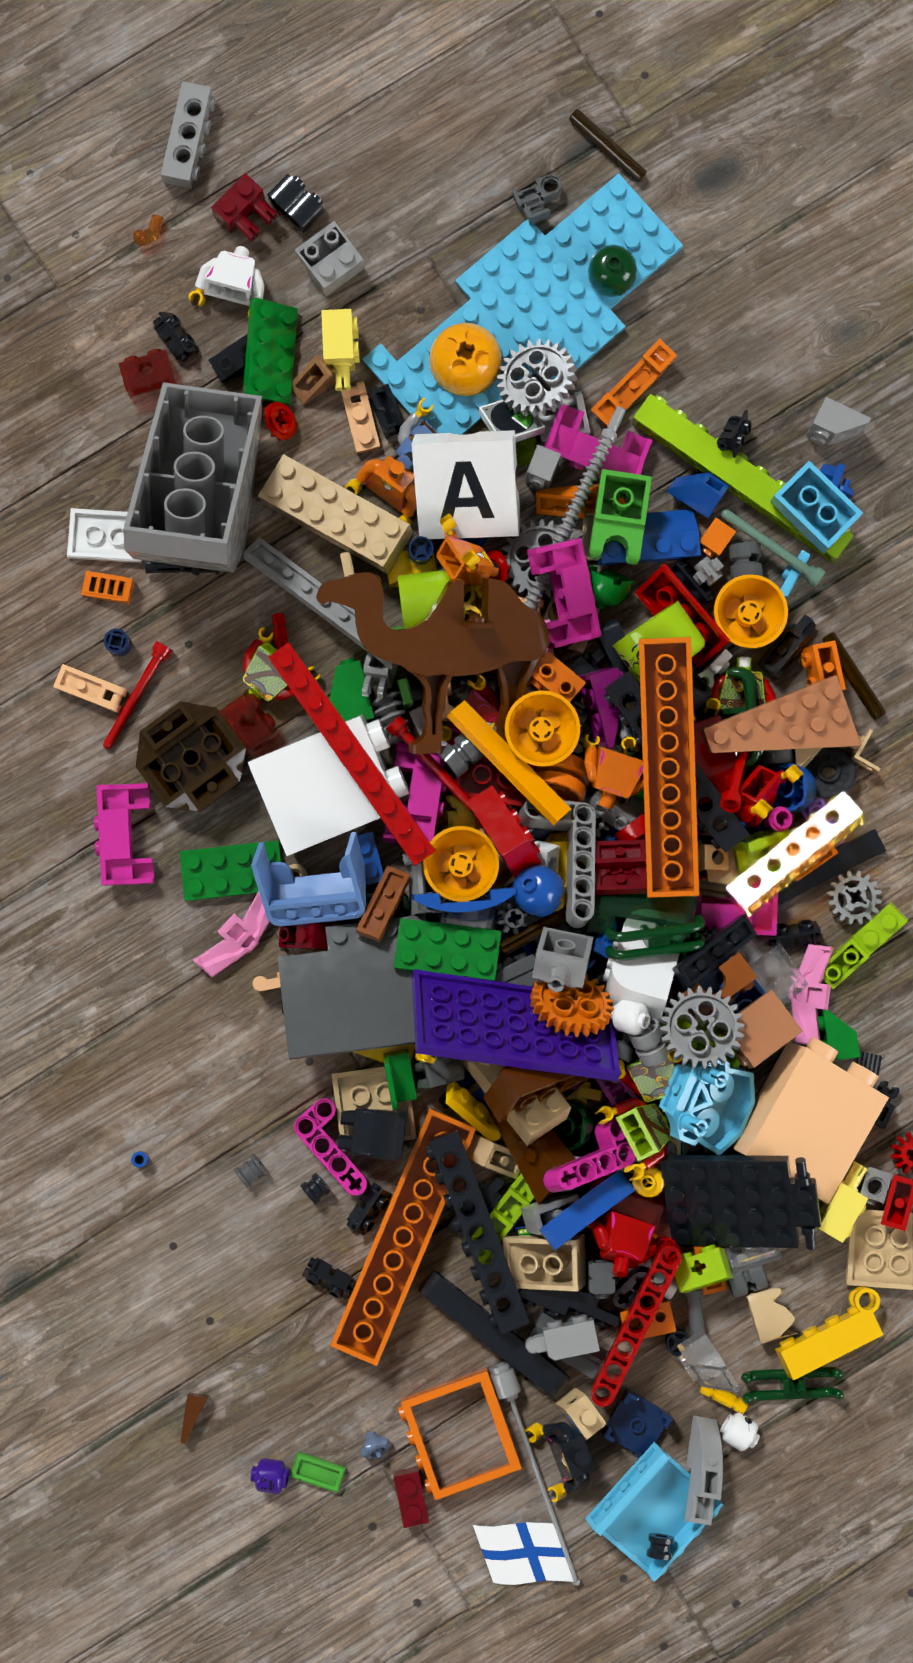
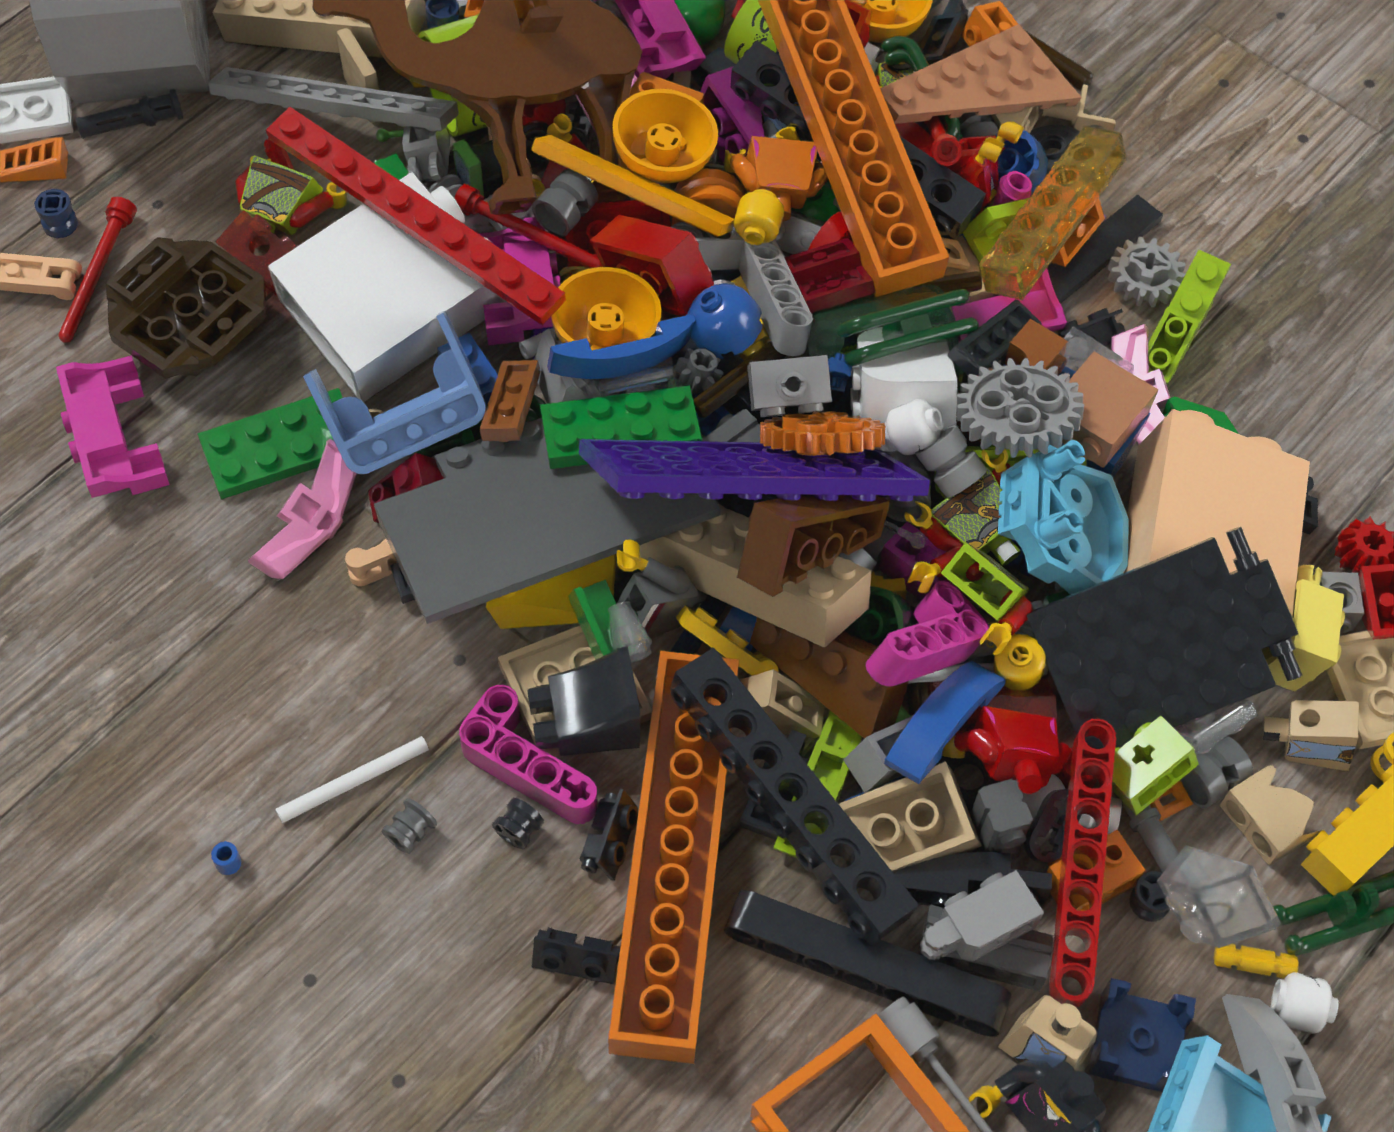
camera: 20 degrees left, 25 degrees down
(225, 1127) = (351, 779): none -> white bar
(412, 1094) = (629, 631): none -> clear cone
(586, 813) = (759, 217): none -> yellow head
(828, 1276) = (1317, 732): none -> tan torso

